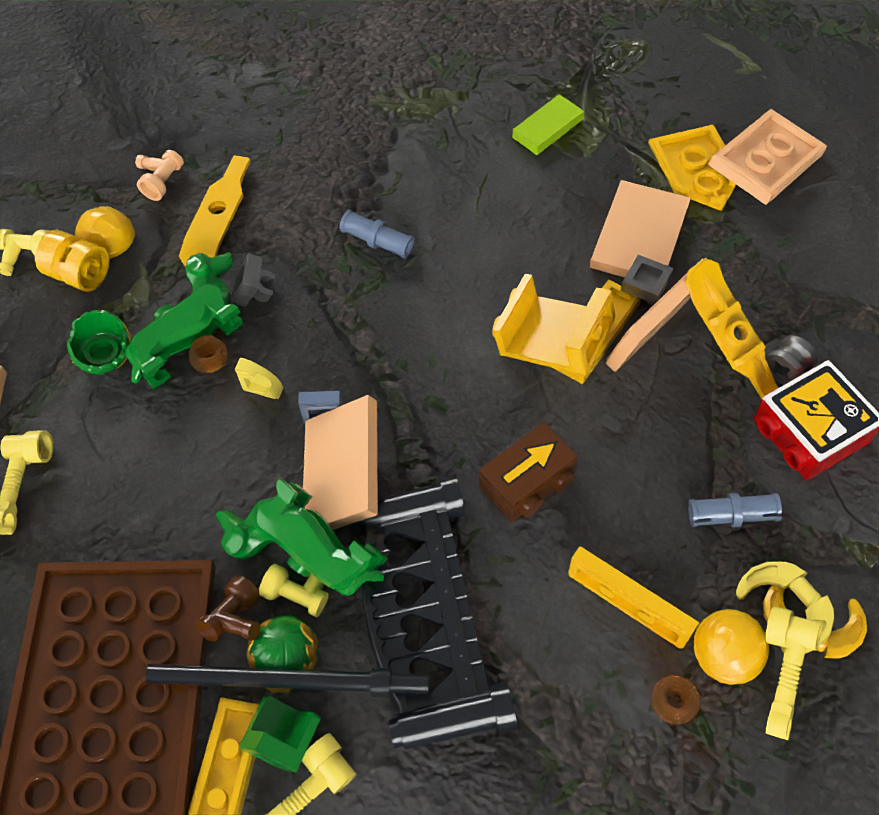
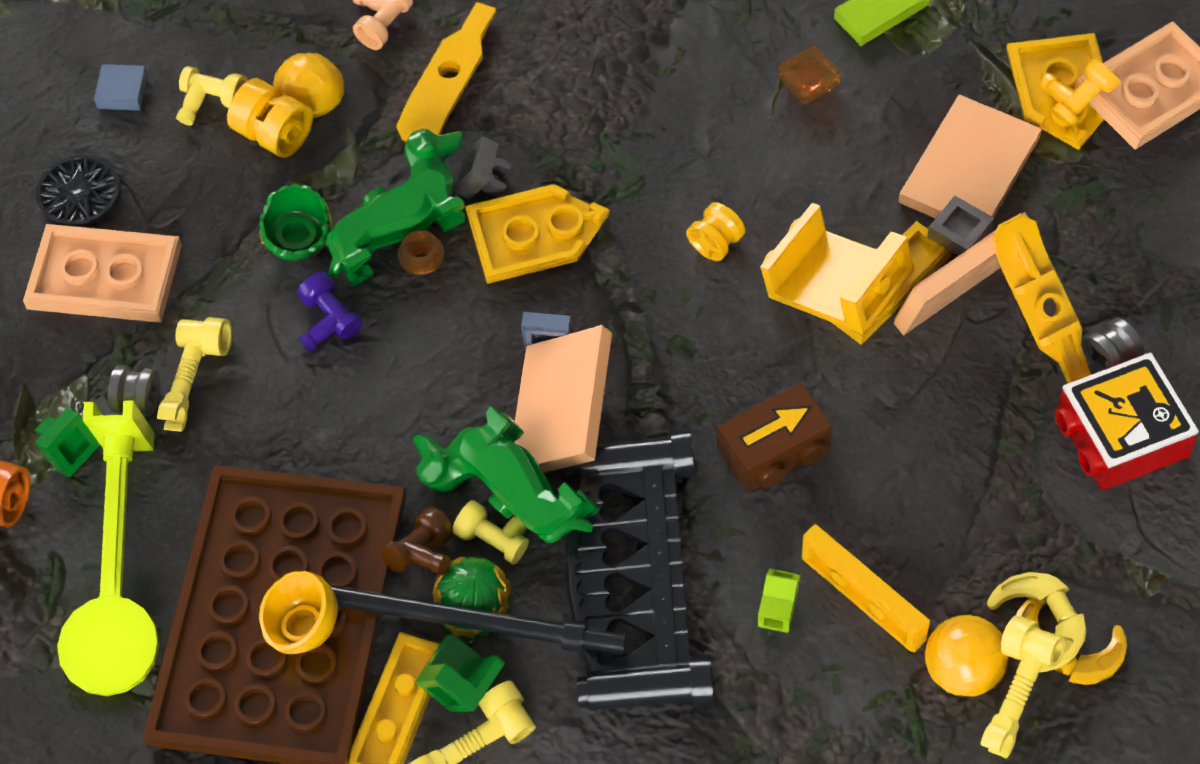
camera: 10 degrees right, 0 degrees up
(120, 700) = (298, 613): none -> yellow piece
(124, 397) = (318, 291): none -> dark purple piece
(258, 379) = (477, 291): light yellow tile -> none
(298, 325) = (532, 231): none -> yellow tile
(376, 234) = (641, 128): sand blue pin -> none
(449, 307) = (715, 231): none -> yellow wheel
(502, 178) = (809, 74): none -> clear orange plate
(557, 618) = (778, 600): none -> lime piece
(684, 689) = (895, 687): clear orange plate -> none
(731, 150) = (1073, 102): none -> yellow piece
(735, 510) = (1005, 510): sand blue pin -> none

